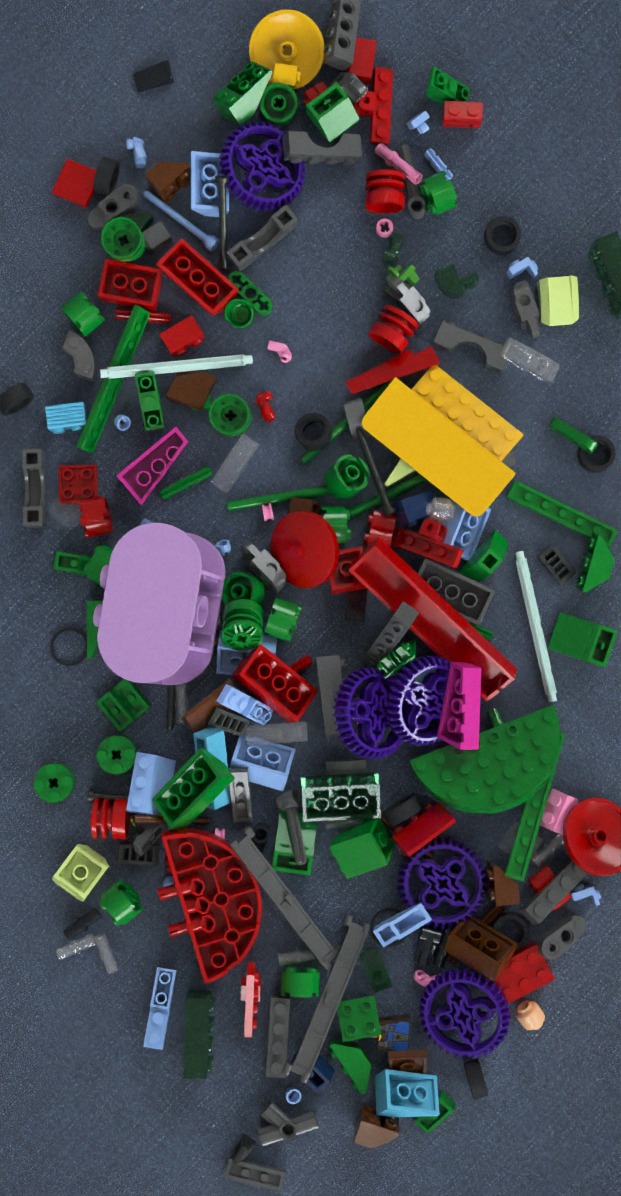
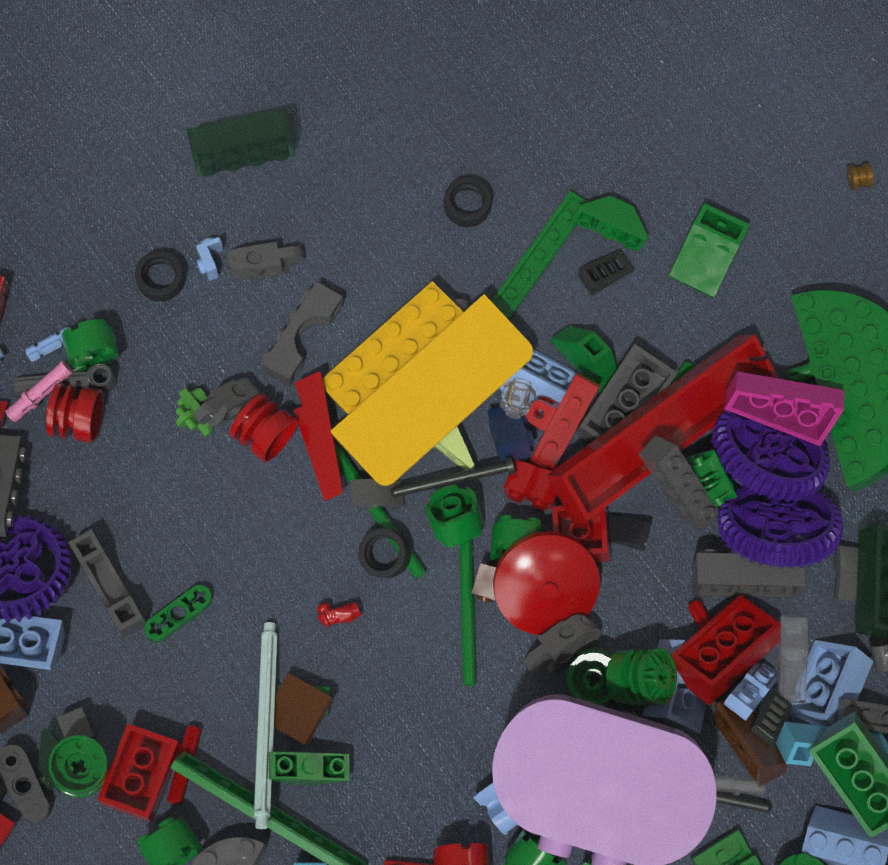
camera: 80 degrees left, 15 degrees down
(127, 422) = (334, 810): light blue hinge -> none
(152, 465) = (400, 779): dark pink wedge -> none
(182, 336) = (223, 713): red brick -> none
(185, 482) = (428, 738): green axle -> none
(197, 277) = (146, 675): red slope -> none
(209, 241) = (95, 659): light blue piece -> none
(222, 180) = (23, 617): pearl dark grey bar -> none
(223, 547) = (524, 696): light blue hinge -> none
(224, 406) = (346, 643): green wheel -> none
(235, 463) = (412, 665): clear slope -> none
(239, 313) = (204, 629): green hair -> none
(267, 512) = (486, 630): bright pink bush -> none
(282, 350) = (265, 581): bright pink arm -> none
(283, 619) = (637, 626): green brick -> none
(390, 227) = (121, 416): bright pink bush -> none
(393, 492) = (480, 461): green piece -> none
(395, 246) = (149, 414): clear green arm -> none
(453, 286) = (213, 349): clear green brick -> none
(530, 360) = (333, 262): clear slope -> none
(535, 625) = (681, 308): light aqua piece -> none
(558, 300) = (258, 219): yellowish green slope -> none
(573, 435) = (440, 224): green beam -> none

